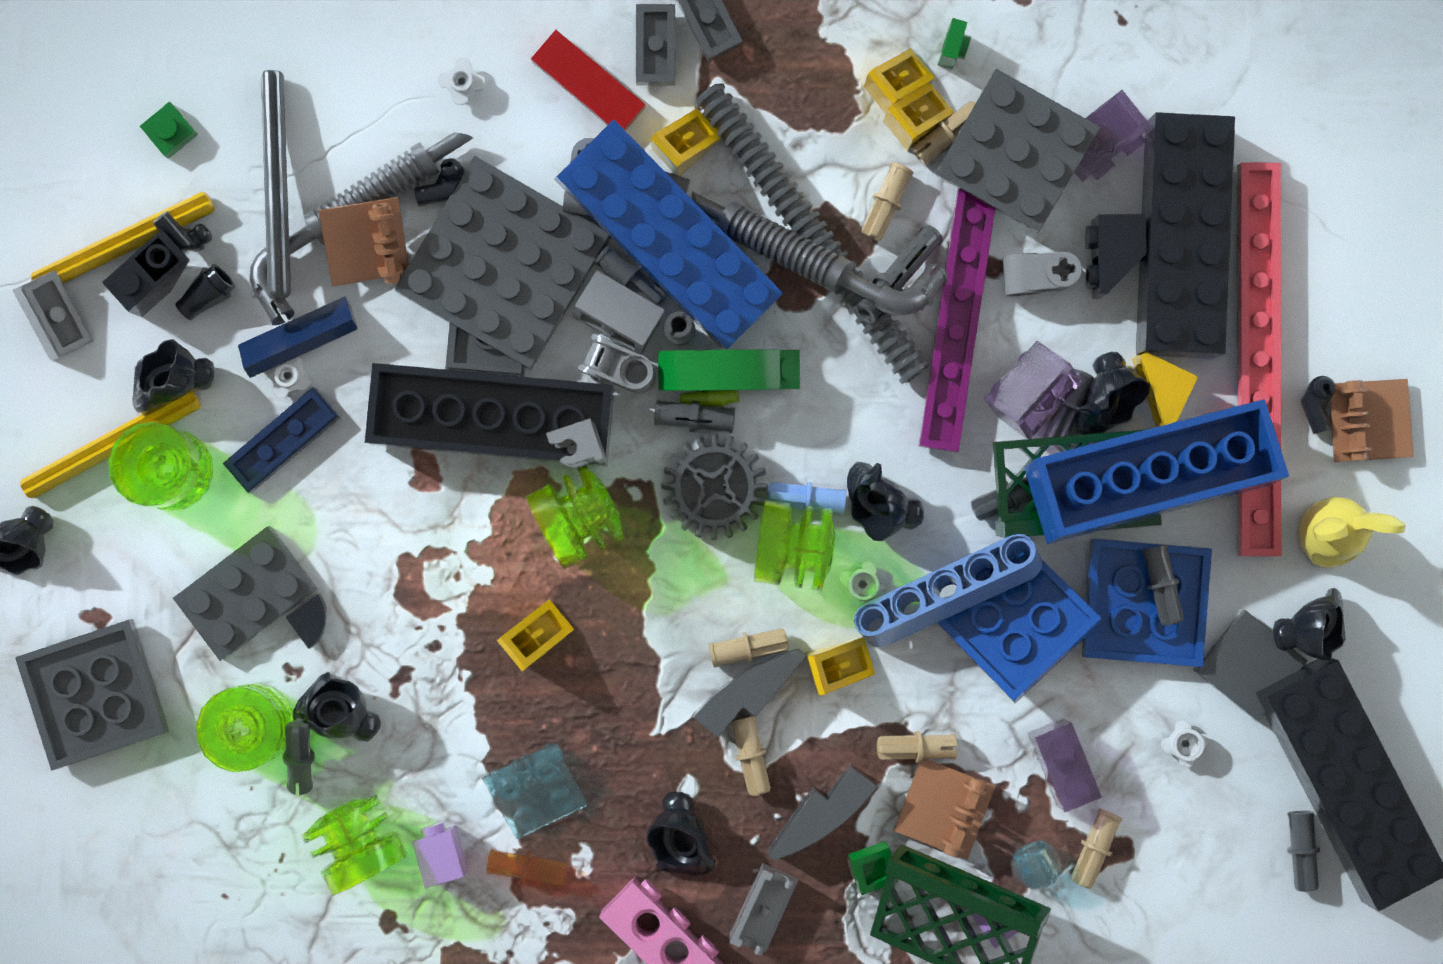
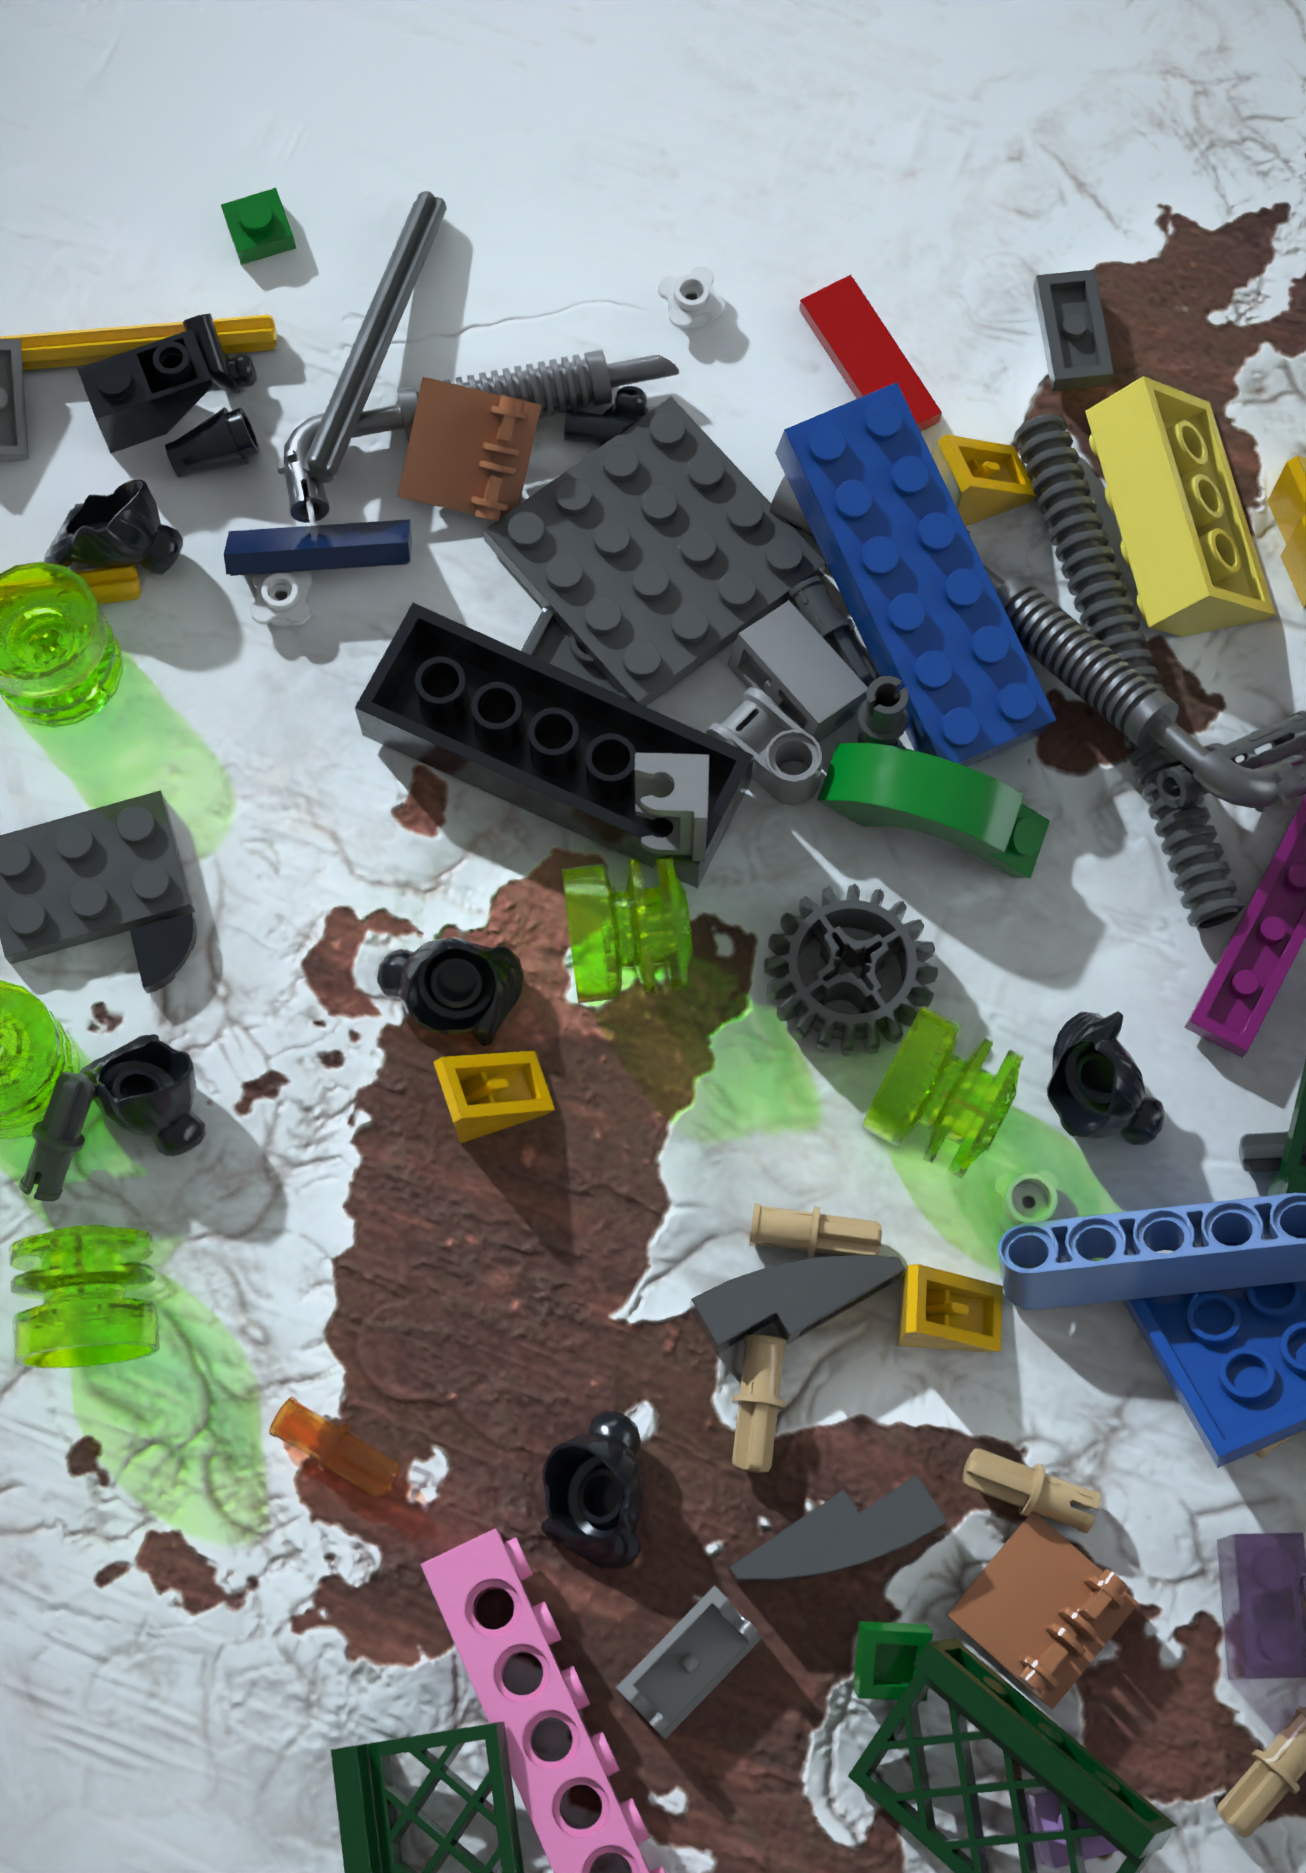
camera: 25 degrees right, 15 degrees down
(281, 440) = (233, 683): dark blue tile -> none
(439, 854) = (208, 1373): lavender brick -> none
(488, 583) = (454, 986): none -> black hair
(535, 790) = (397, 1329): clear light blue hinge -> none
(655, 44) = (985, 341): dark grey plate -> none
(694, 416) = (817, 844): dark grey pin -> none
(715, 398) = (897, 844): lime piece -> none
(802, 495) = (978, 1027): light blue axle -> none
(811, 118) = (1177, 510): none -> light yellow slope
(886, 201) = (1252, 660): tan axle -> none
(1036, 864) = (1167, 1761): clear light blue piece -> none

